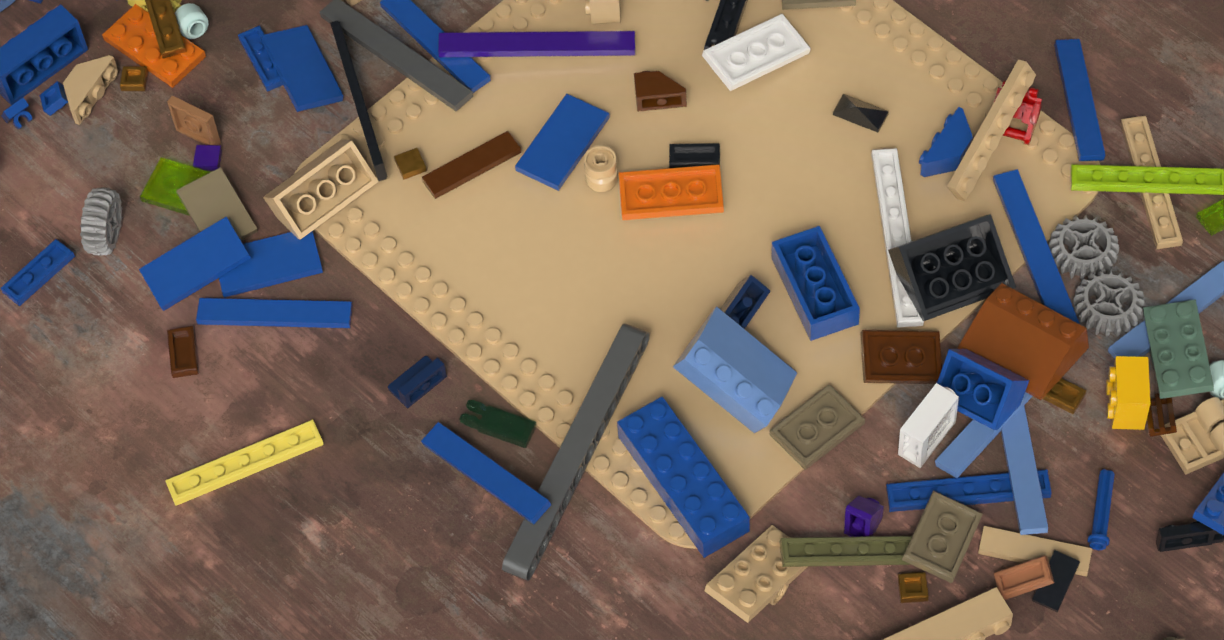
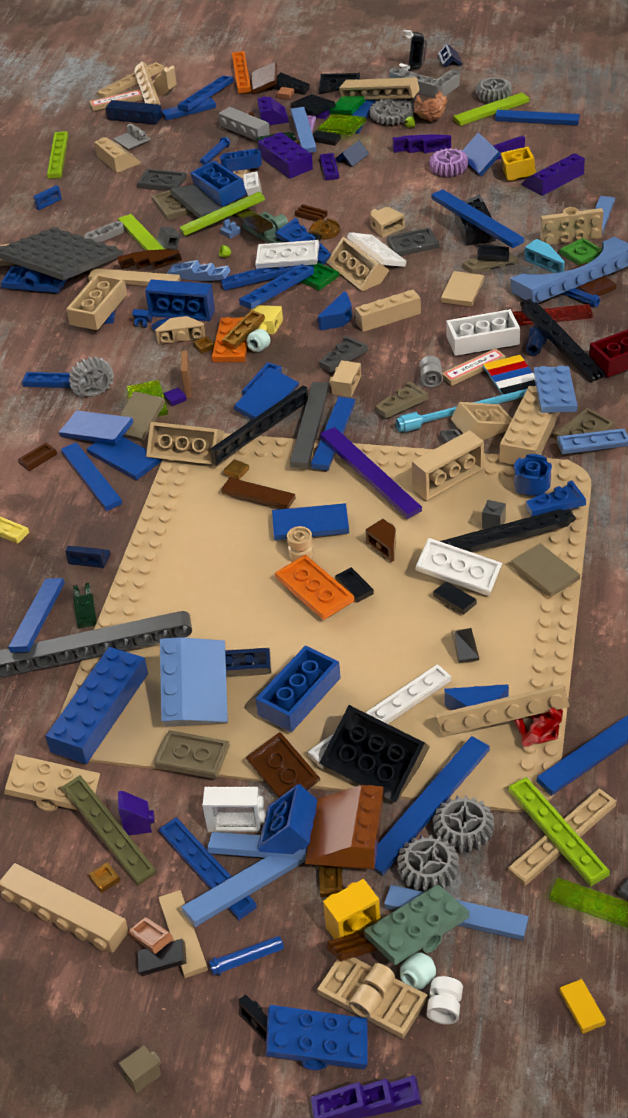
camera: 55 degrees right, 15 degrees down
(790, 82) = (454, 597): none -> black tile
(942, 537) = (151, 869): dark tan tile -> none

